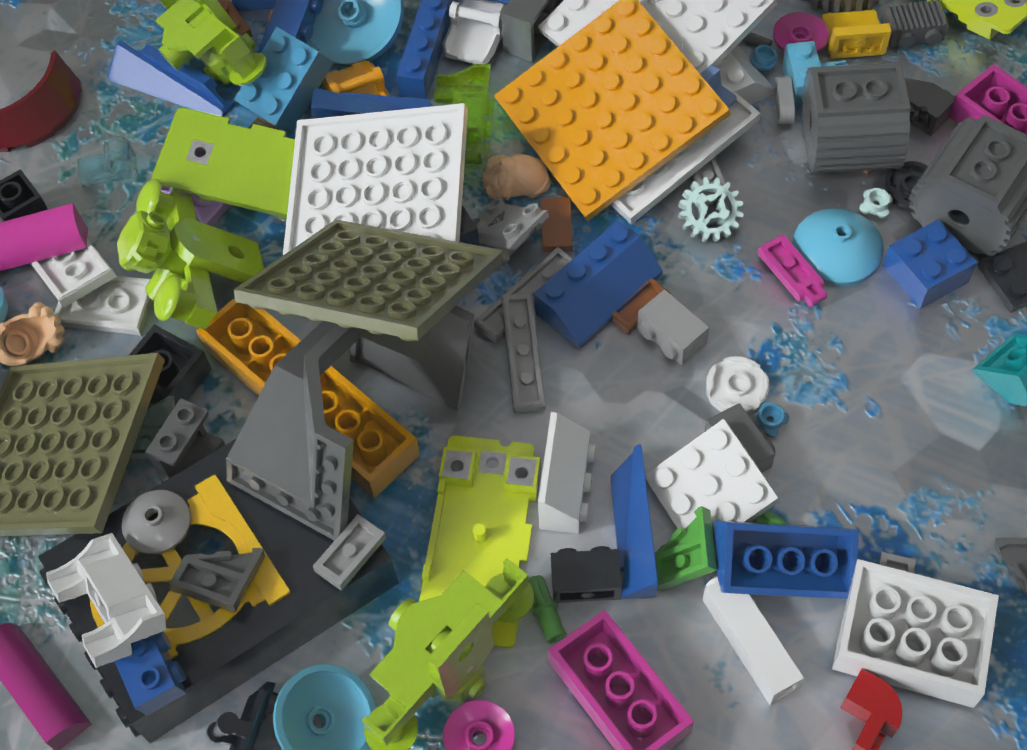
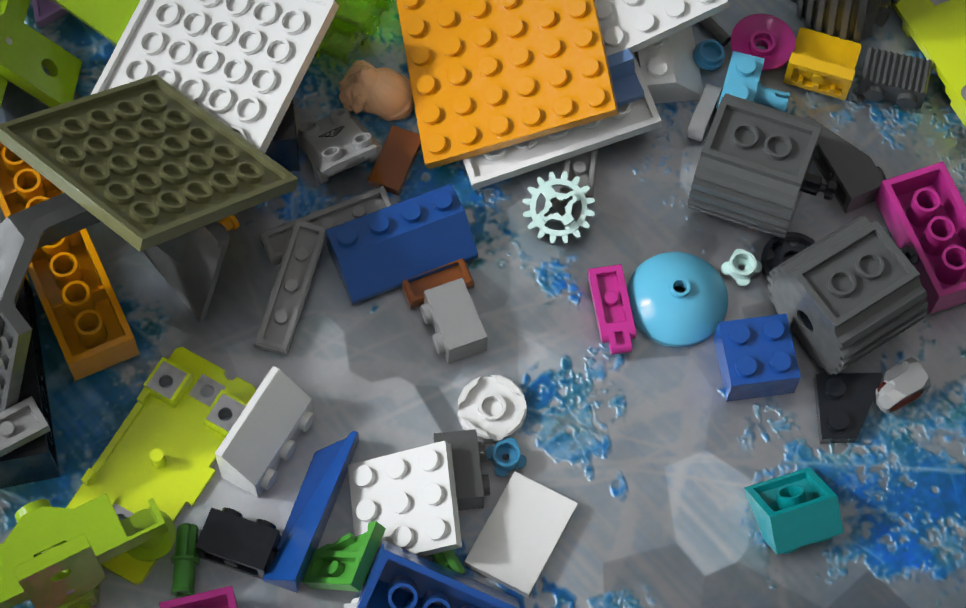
camera: 15 degrees right, 5 degrees up
(815, 476) = (521, 534): none -> white tile

